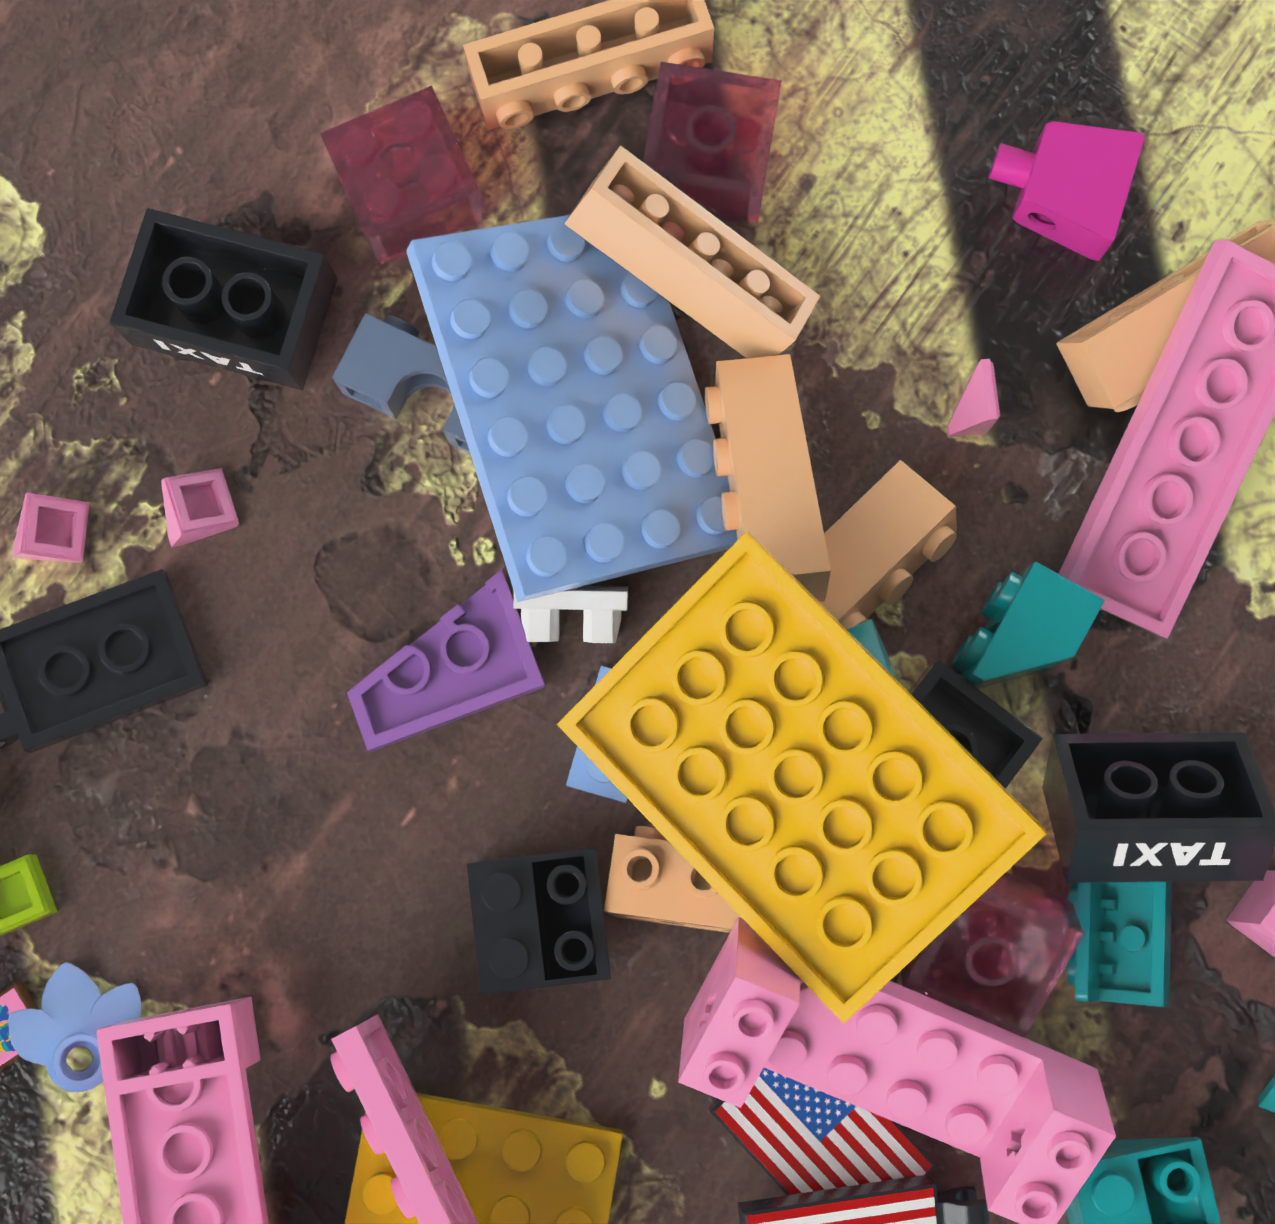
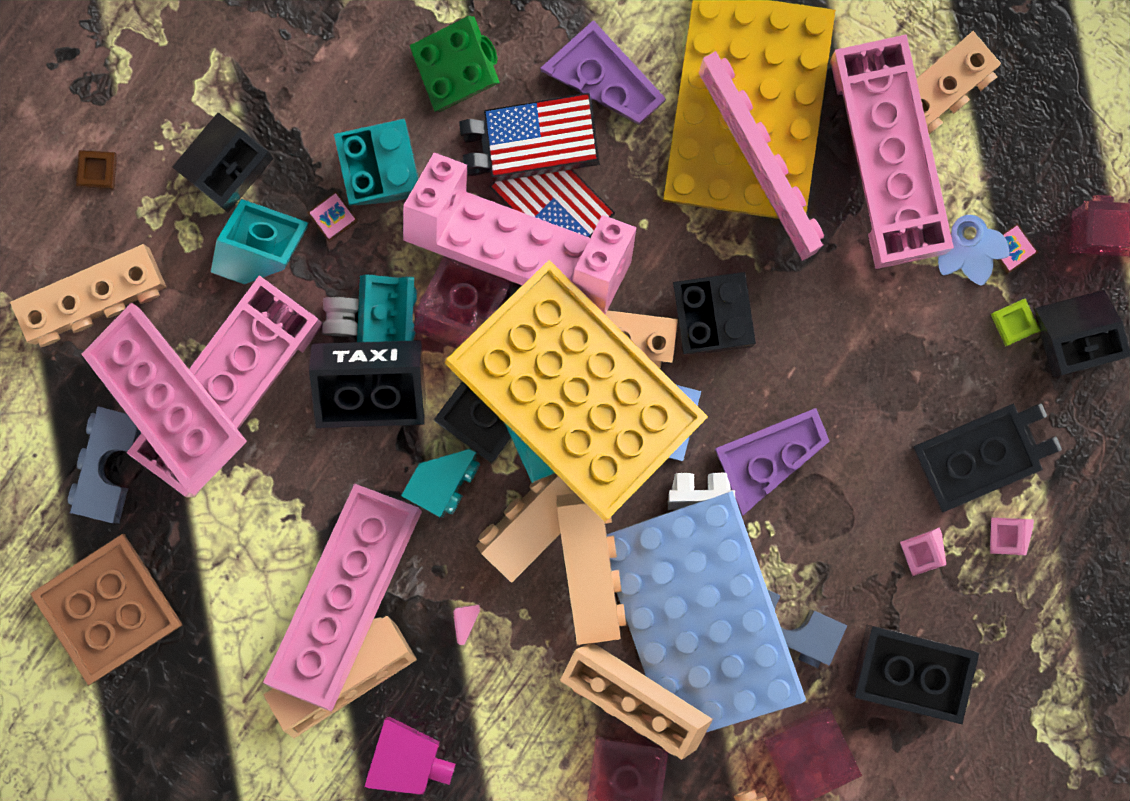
camera: 170 degrees right, 5 degrees up
(1205, 946) = (340, 316): none -> light grey wheel
(1216, 1115) = (332, 216): none -> tile

